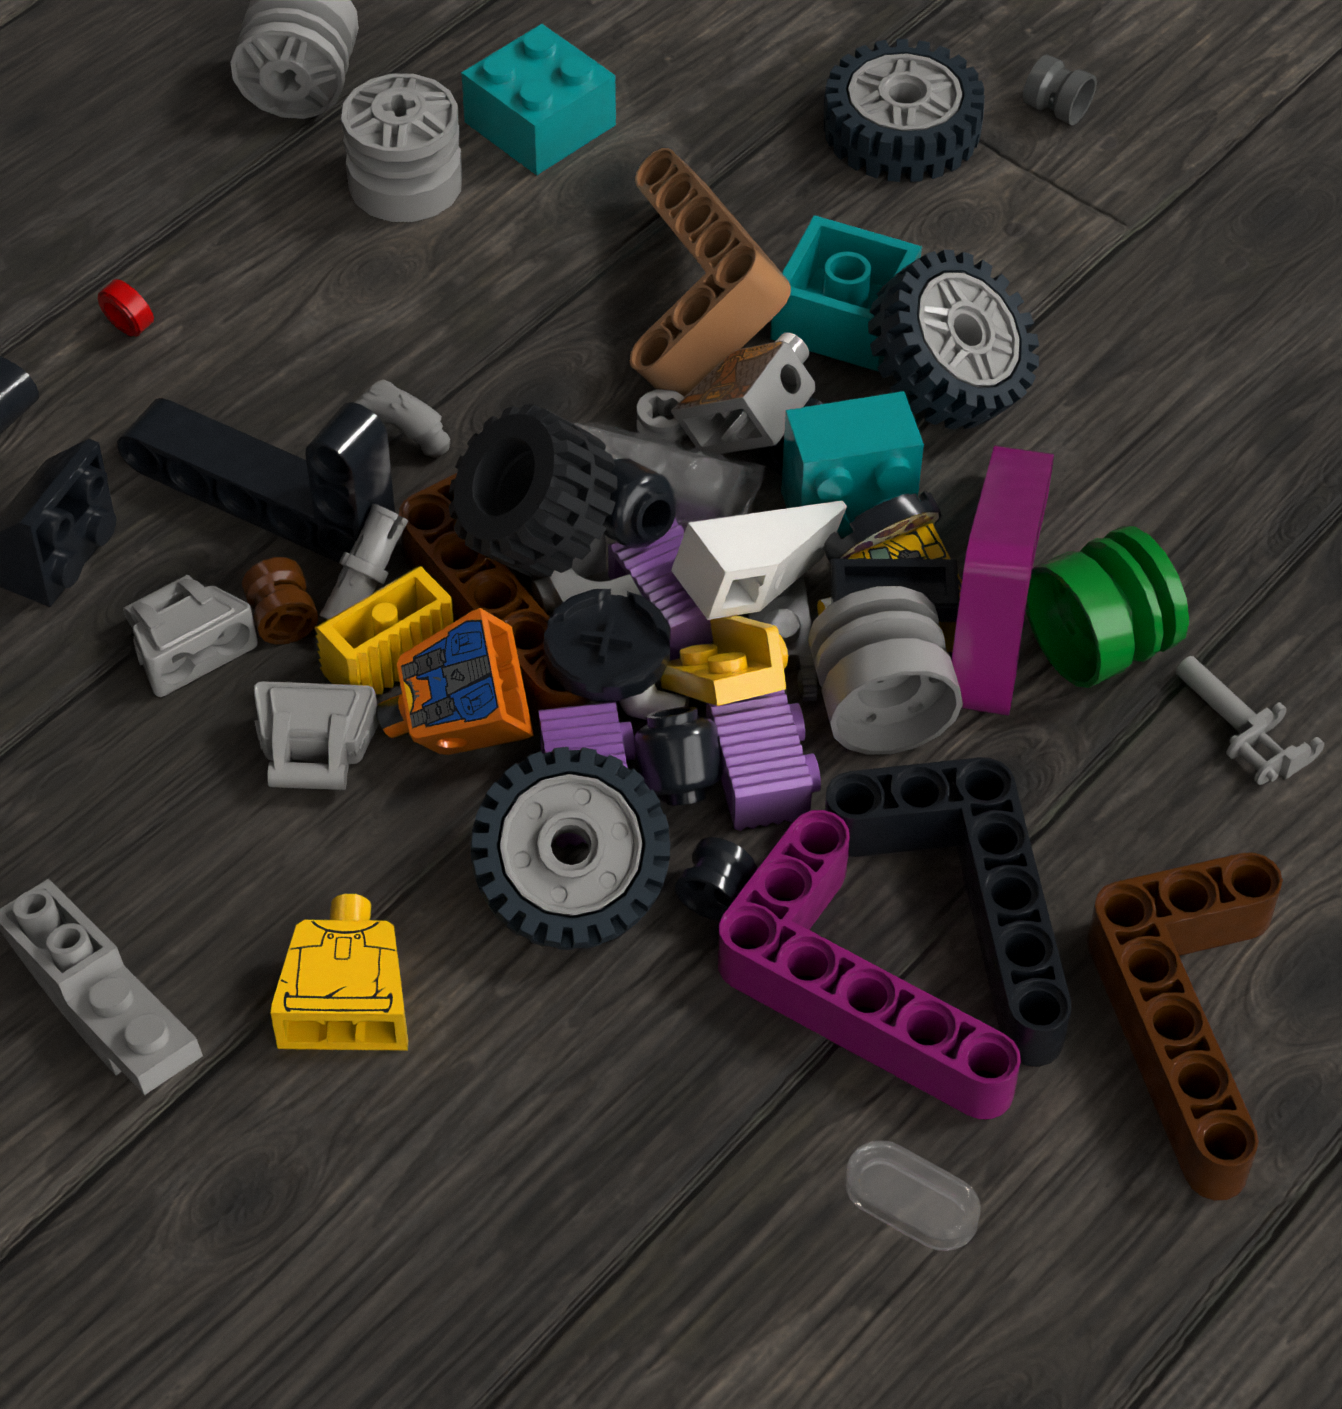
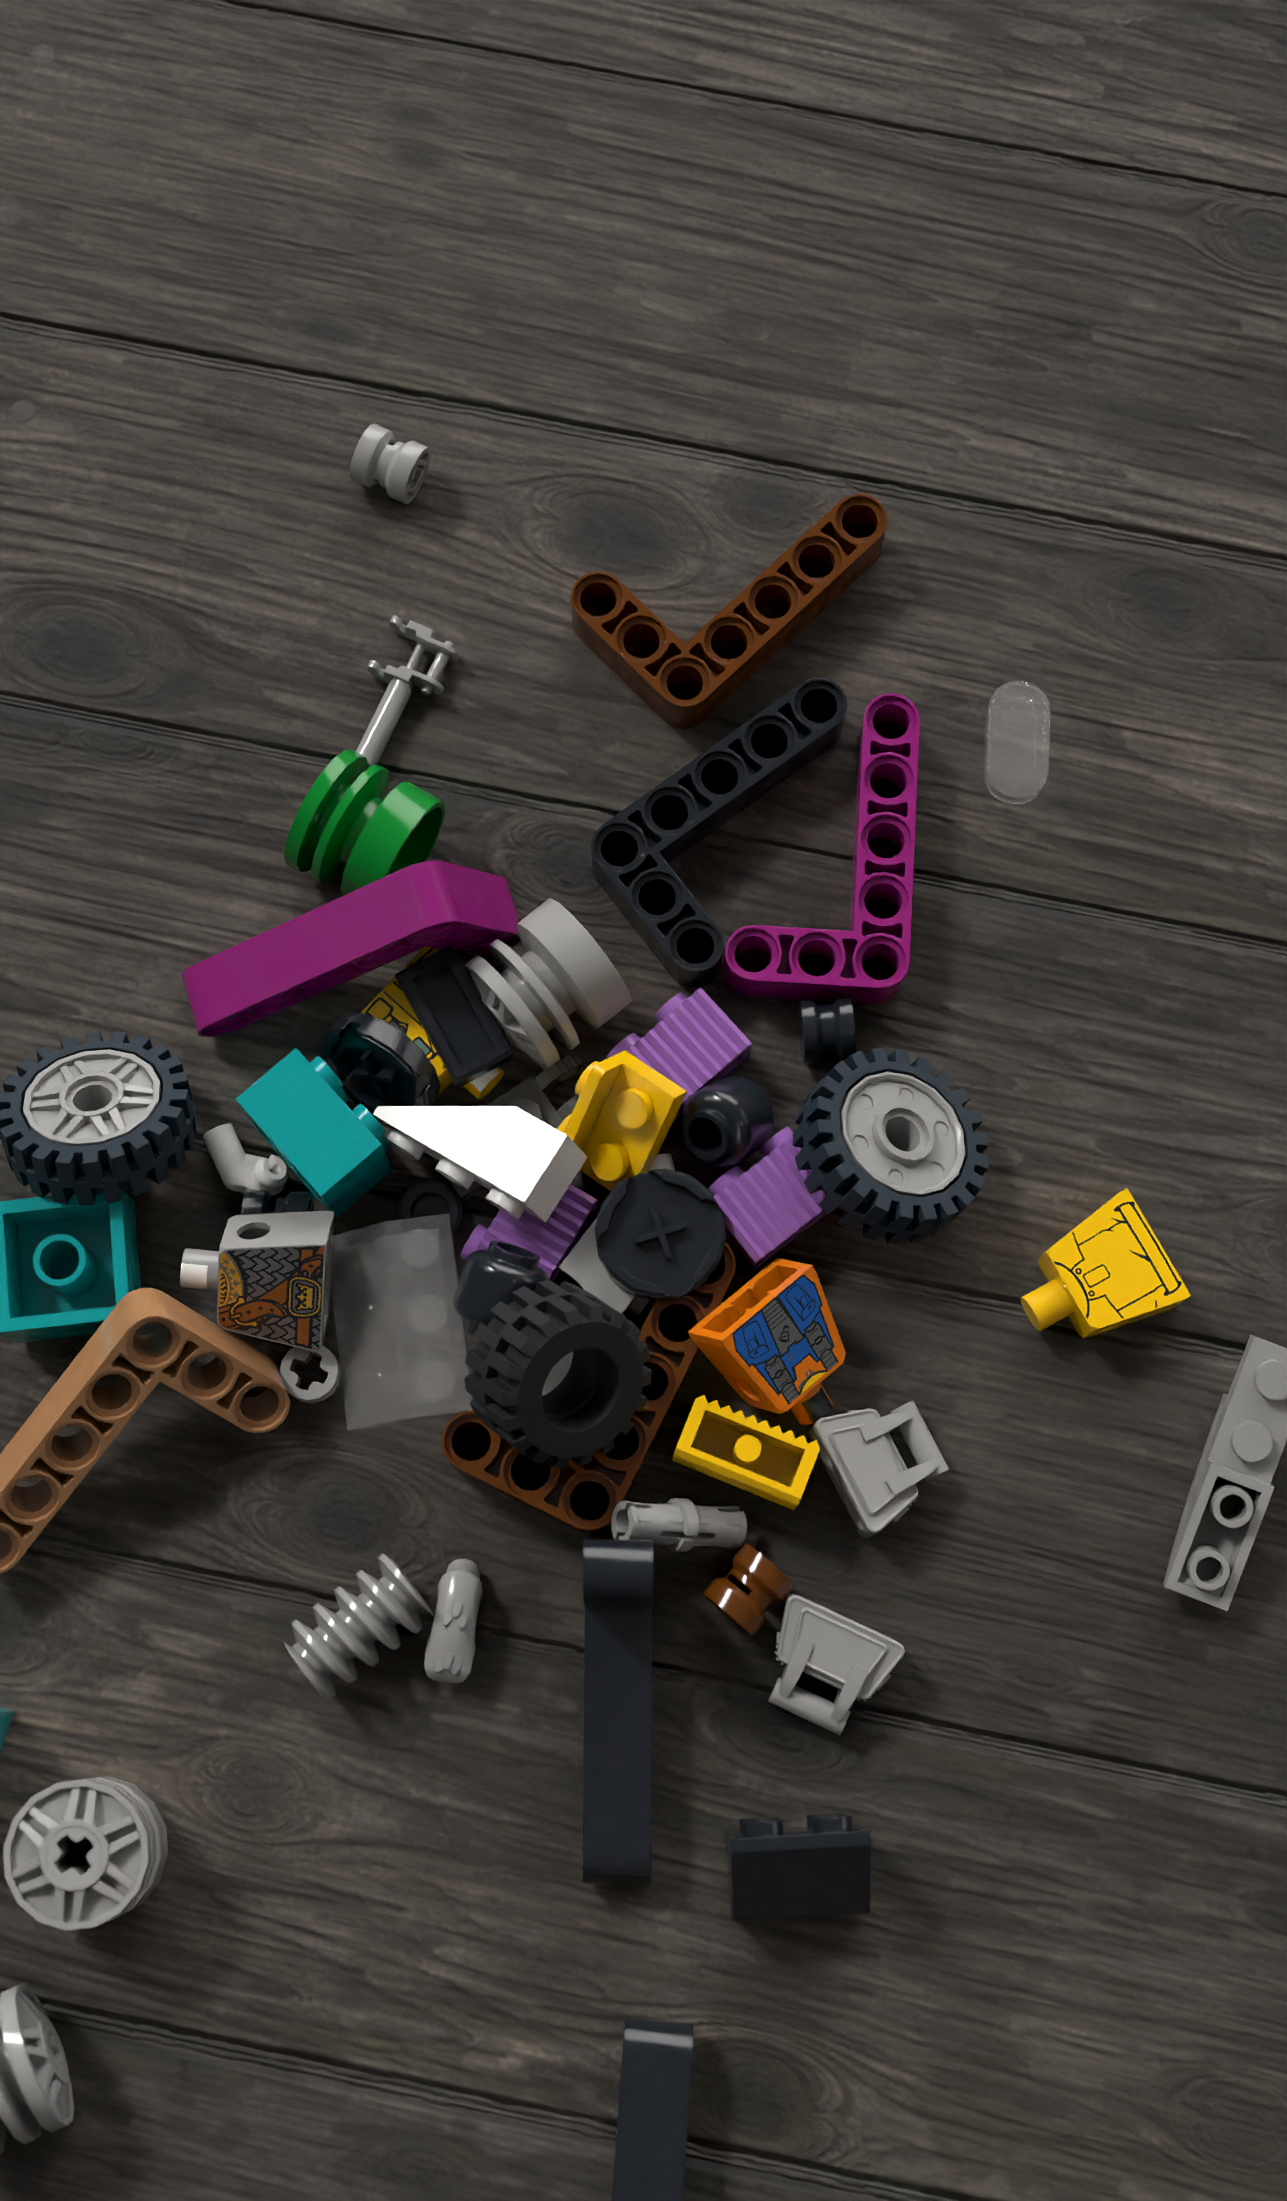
camera: 120 degrees left, 25 degrees up
(125, 308) = (464, 2010): red tile -> none
(443, 350) = (356, 1627): none -> light grey piece

